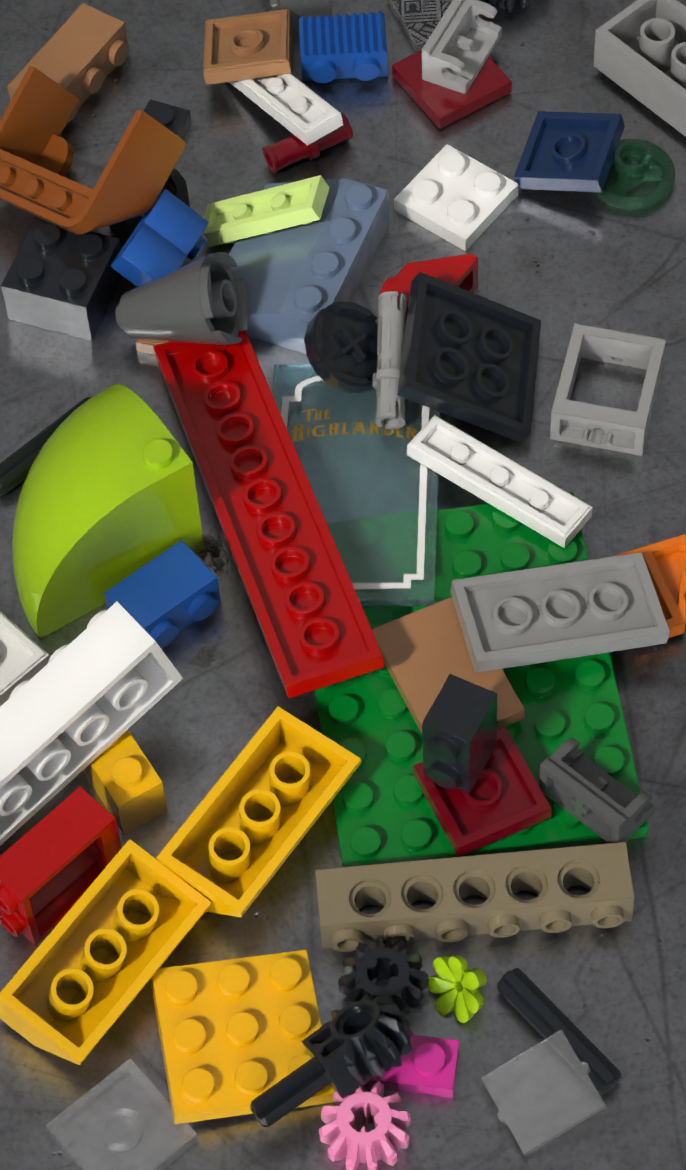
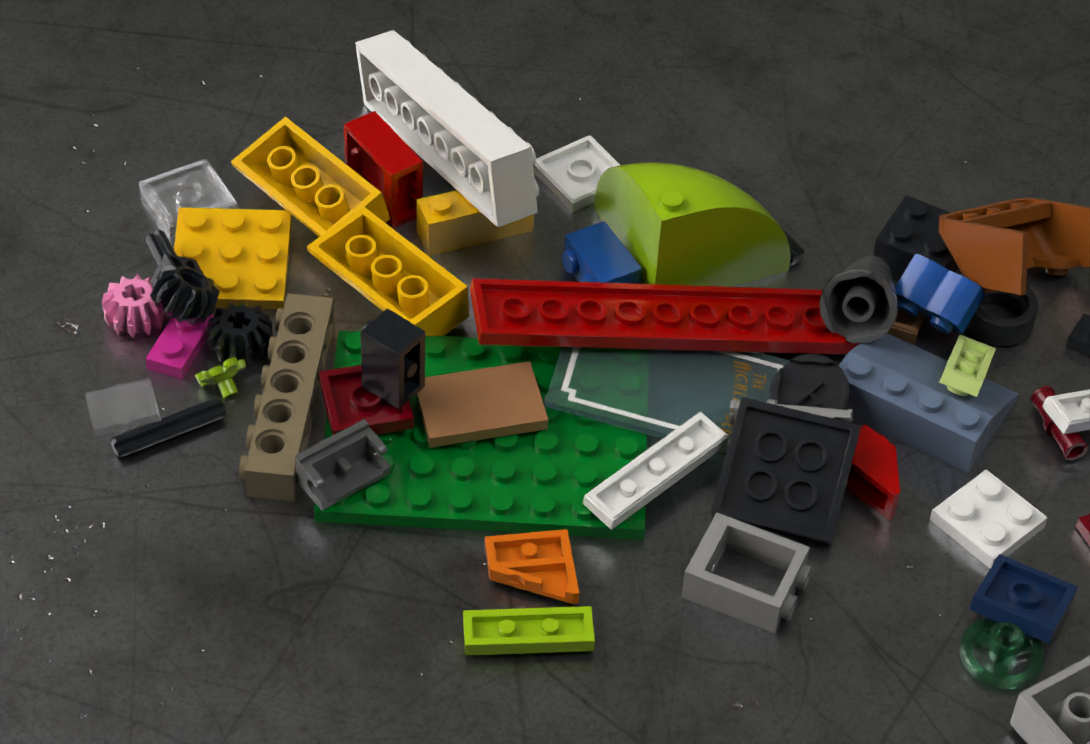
camera: 95 degrees right, 10 degrees down
(559, 612) = (509, 472): light grey plate -> none

